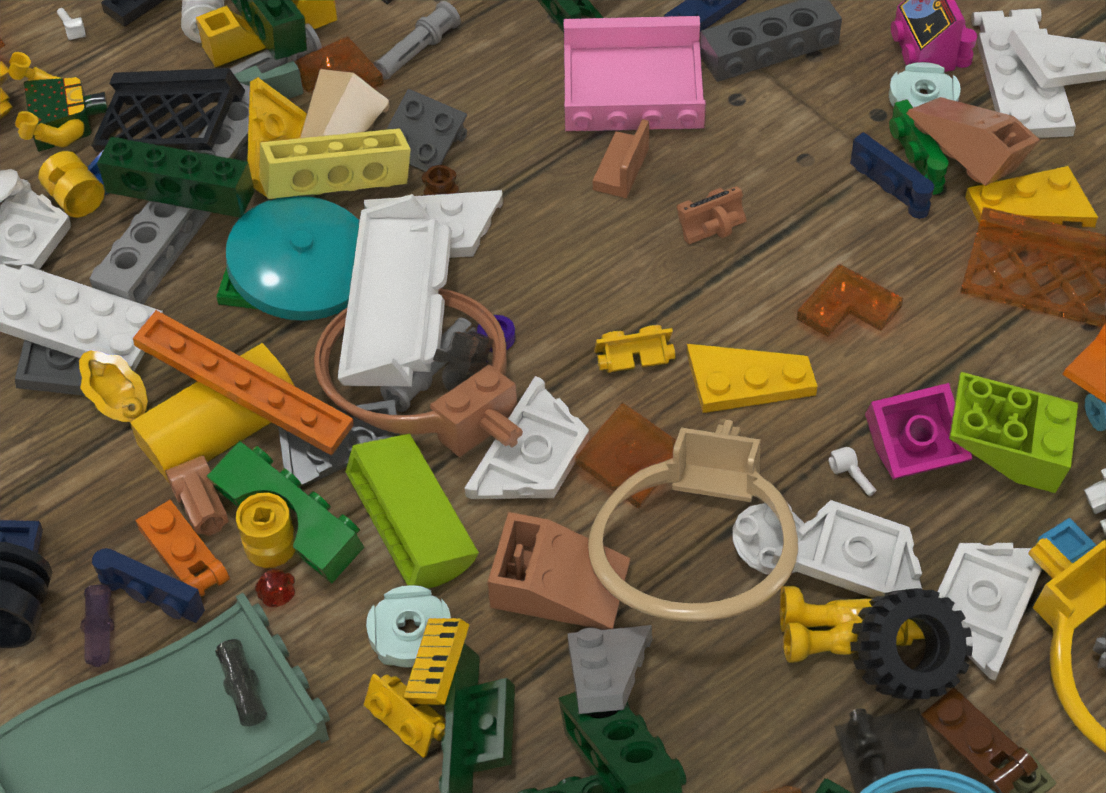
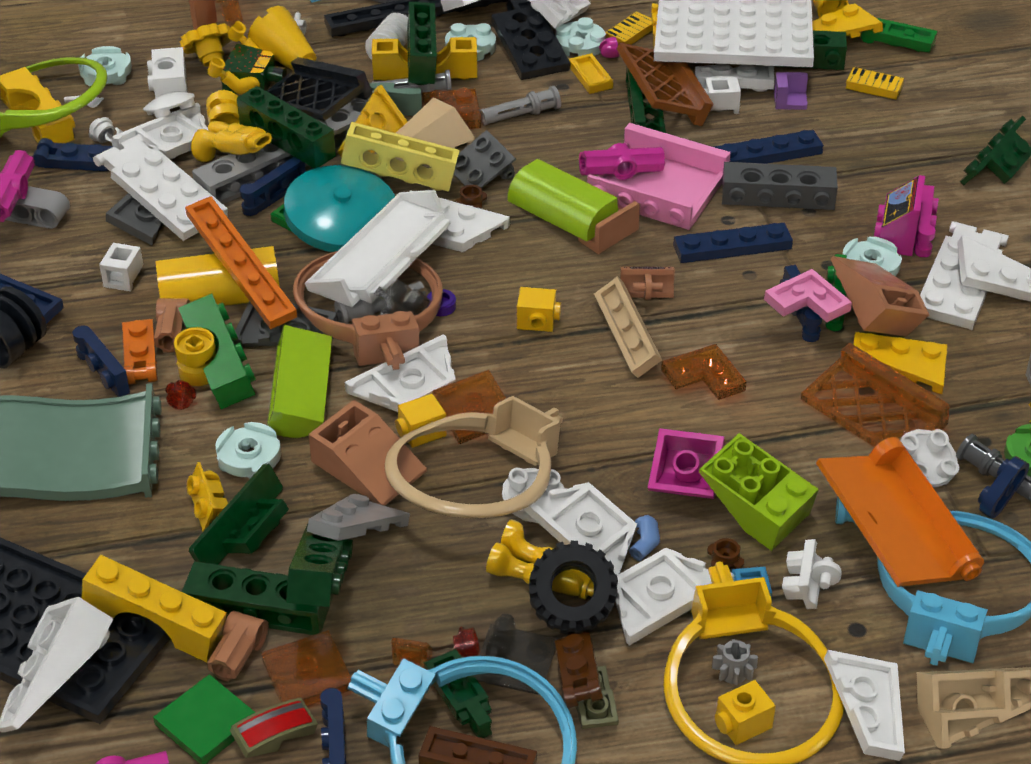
camera: 25 degrees right, 10 degrees down
(78, 53) = (281, 36): none -> yellow cone
(83, 444) = (121, 266): none -> white brick
(97, 625) = (55, 372): clear purple axle -> none
(110, 218) = (228, 139): none -> yellow piece
(112, 386) = (162, 237): yellow arm -> none
(195, 259) = (270, 187): none -> dark blue plate
(240, 682) = (117, 422): clear smoke pin -> none
(436, 661) = (244, 471): yellow tile -> none
(552, 146) = (561, 199): none -> lime brick
(582, 497) = (418, 414): none -> yellow brick
(586, 72) = (621, 161): none -> dark pink piece
(616, 299) = (537, 309): none -> yellow brick
(620, 348) = (541, 345): yellow hinge -> none
(730, 281) = (628, 327): none -> tan plate
(745, 378) = (598, 393): yellow wing -> none
(763, 127) = (732, 242): none -> dark blue plate
(828, 763) = (467, 642): none -> clear red plate
(846, 460) = (624, 468): white hand -> none
(910, 161) = (811, 291): none -> bright pink plate
(927, 535) = (649, 538): none -> medium blue arm
(1023, 513) = (726, 551): none -> reddish brown plate

